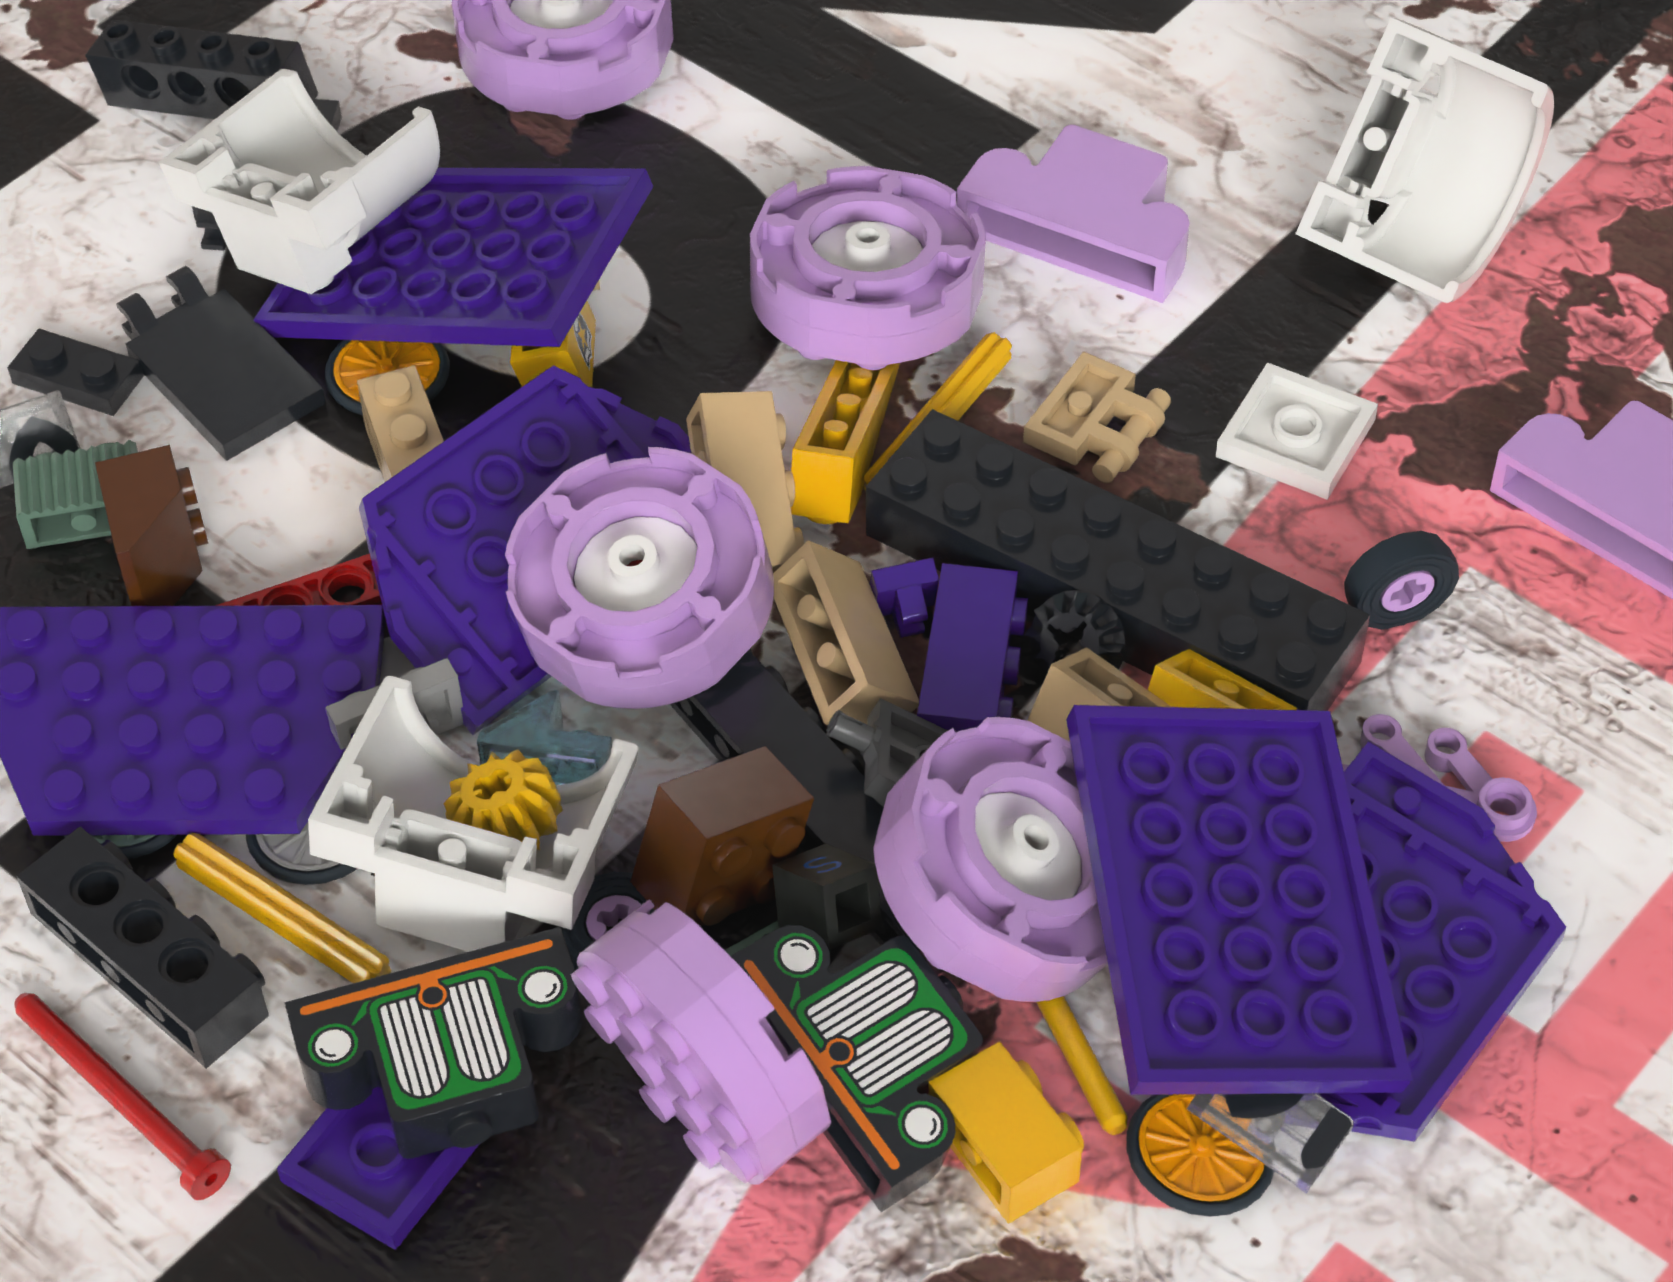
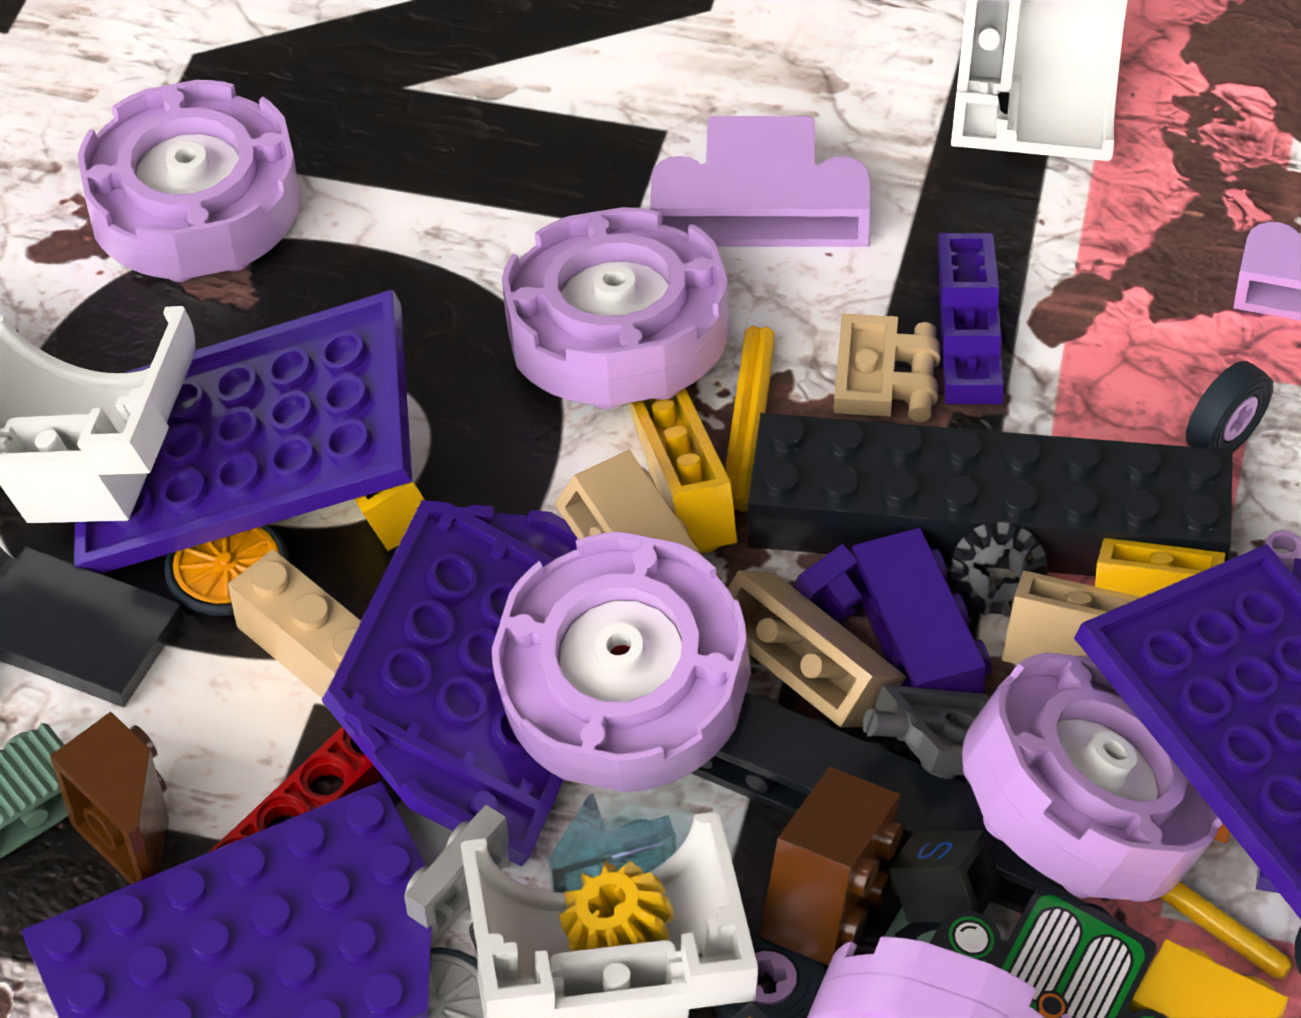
camera: 25 degrees left, 0 degrees up
(1207, 401) = (969, 319): none -> dark purple slope
(1296, 430) = (1057, 316): white plate -> none

